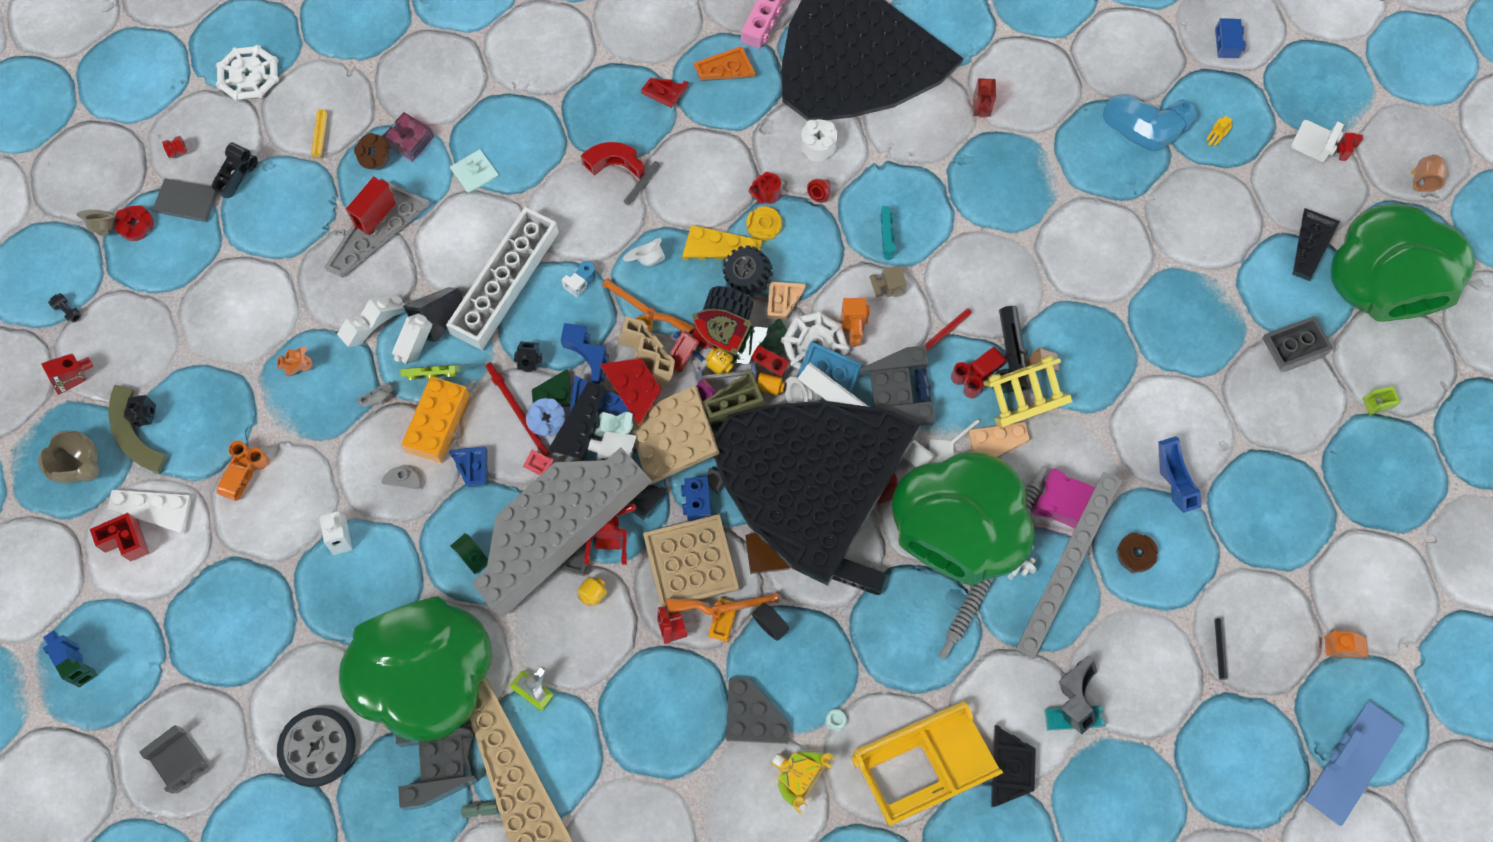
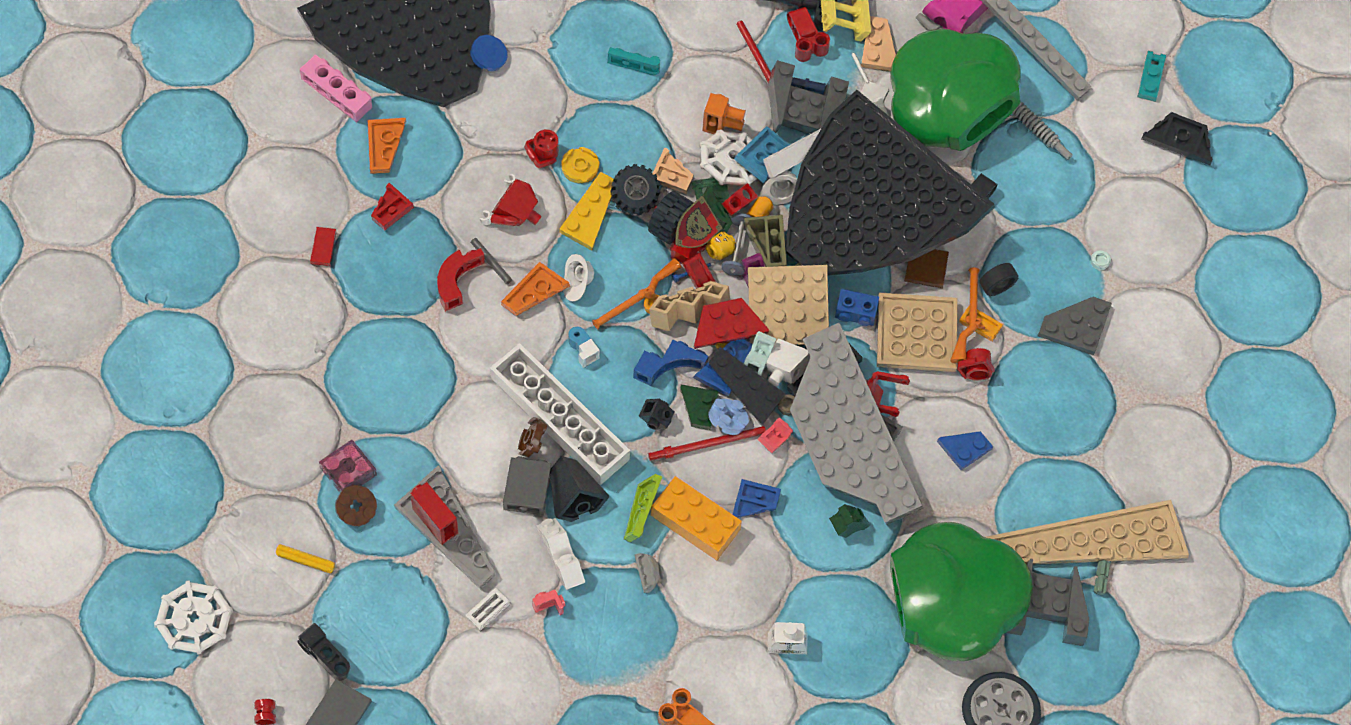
camera: 75 degrees left, 5 degrees down
(294, 361) = (584, 637): orange hips -> none
(321, 288) = (475, 621): none -> white tile
(327, 329) = (545, 600): none -> coral bracket
(402, 477) = (745, 567): light grey plate -> none
(411, 339) = (603, 513): white brick -> none
(429, 272) = (526, 485): none -> dark grey panel
(465, 262) = (530, 439): none -> reddish brown plate
(474, 171) = (413, 416): light aqua piece -> none
(531, 689) = (1001, 503): piece -> none
(582, 641) = (965, 448): none -> blue wing
(592, 591) = (921, 423): yellow head -> none
(611, 54) = (323, 246): none -> red tile
(623, 223) = (533, 289): none -> orange wing
(699, 181) = (514, 206): none -> red torso
(715, 480) = (836, 287): dark grey tile -> none
(799, 775) = (1144, 301): torso -> none
(818, 140) = (508, 85): white brick -> none
(819, 190) = (564, 103): red brick -> none
(846, 115) = (489, 52): none -> blue tile
(891, 280) = (688, 76): dark tan brick -> none
(952, 749) = (1158, 175): yellow piece -> none
(1074, 686) = (1151, 65): arch -> none

